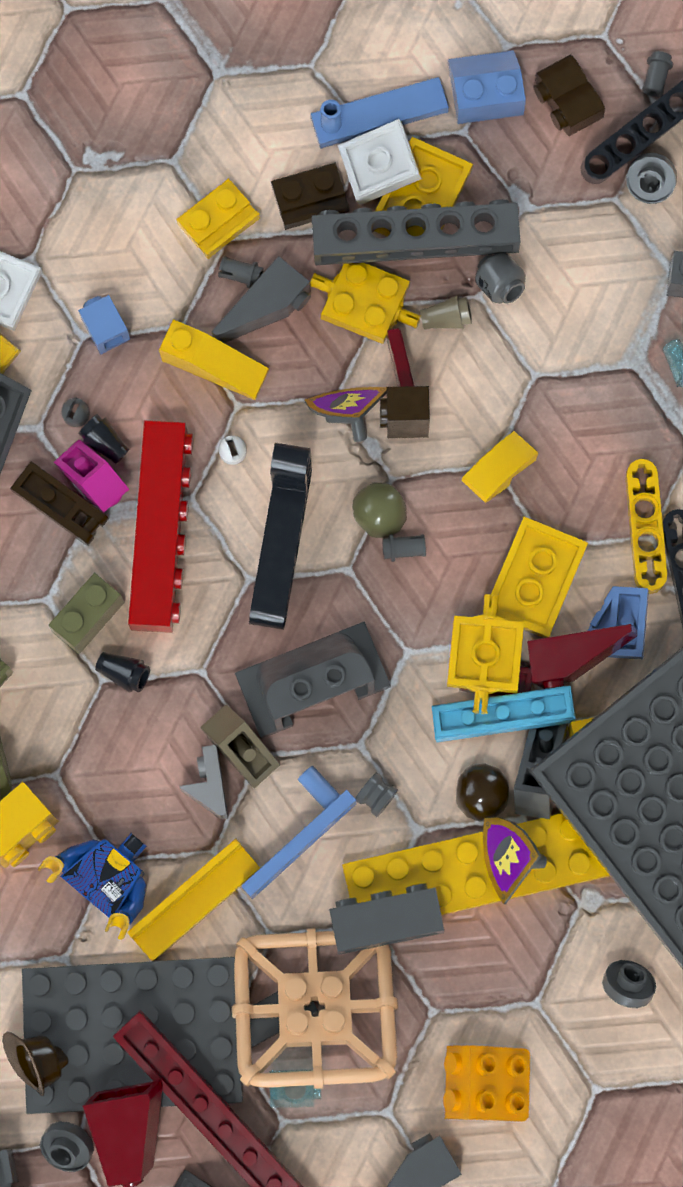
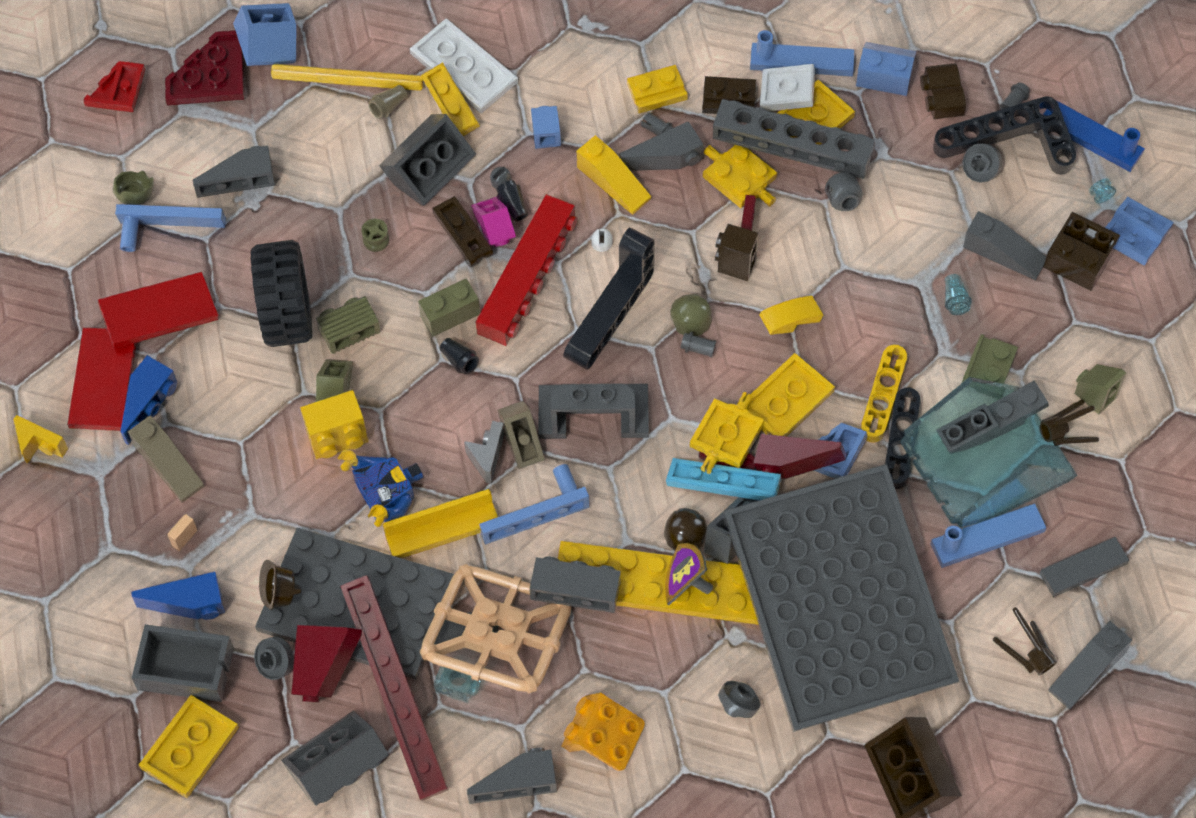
camera: 20 degrees right, 15 degrees down
(347, 407) = (697, 242): shield -> none
(376, 794) = (606, 502): dark grey wheel -> none
(448, 314) = (796, 203): dark tan cone -> none

